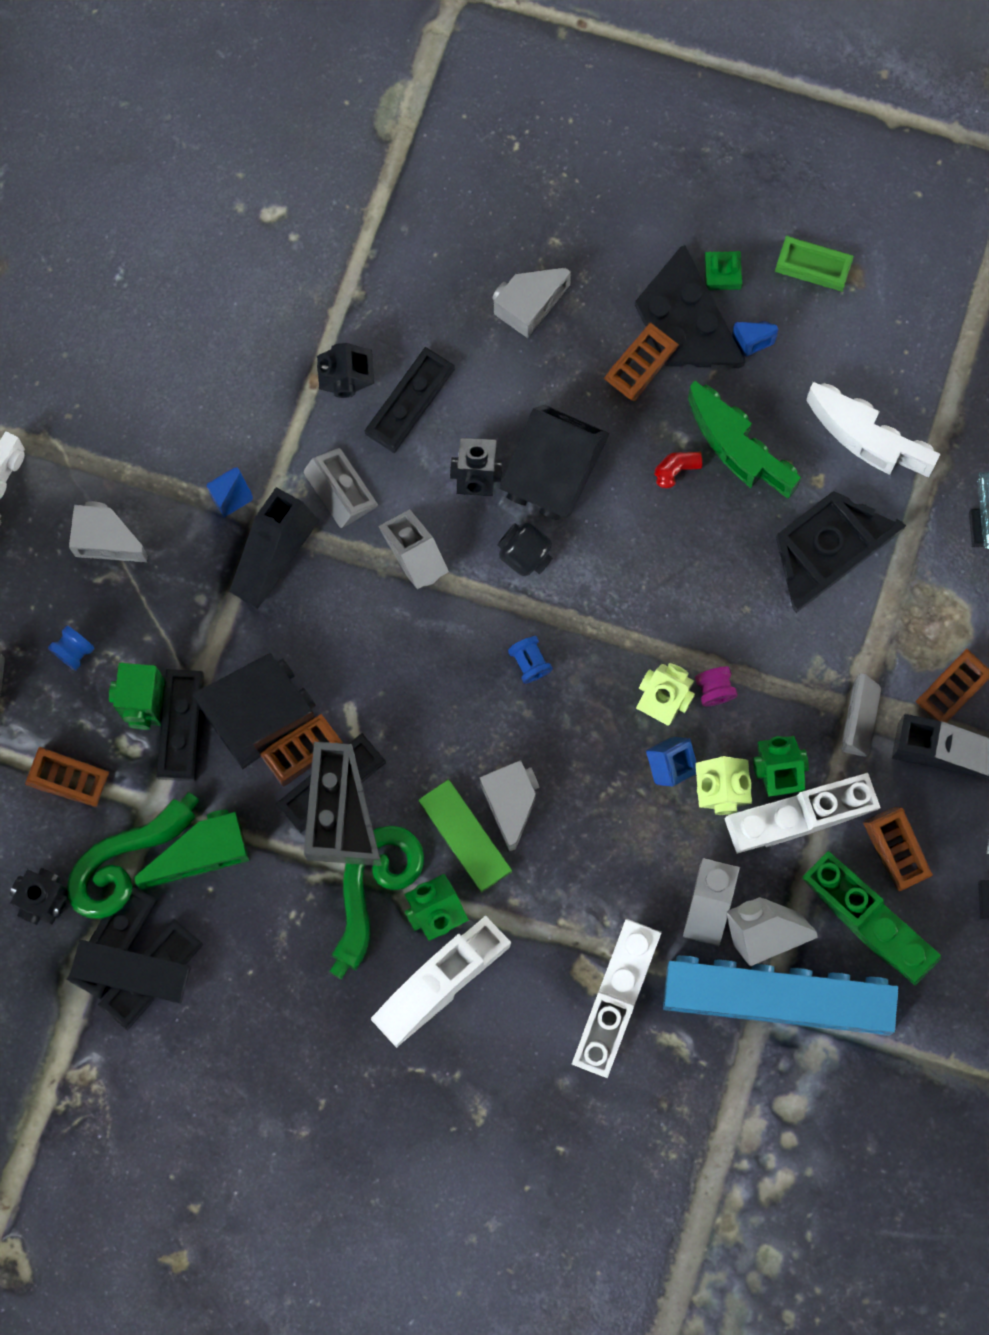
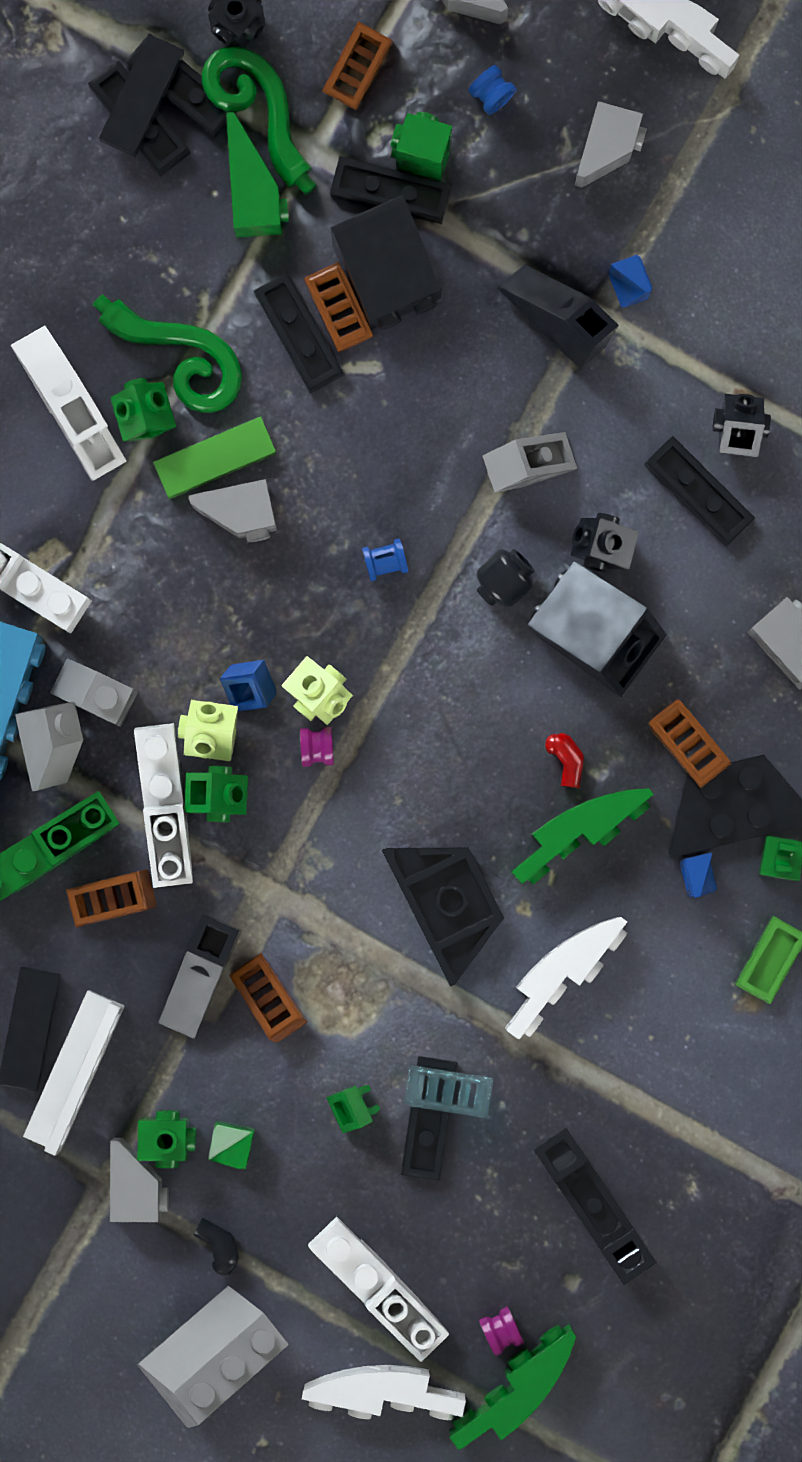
camera: 100 degrees right, 10 degrees up
(337, 809) = (259, 328): dark grey wedge -> none
(339, 487) = (616, 400): light grey slope -> none
(861, 716) = (255, 893): light grey slope -> none

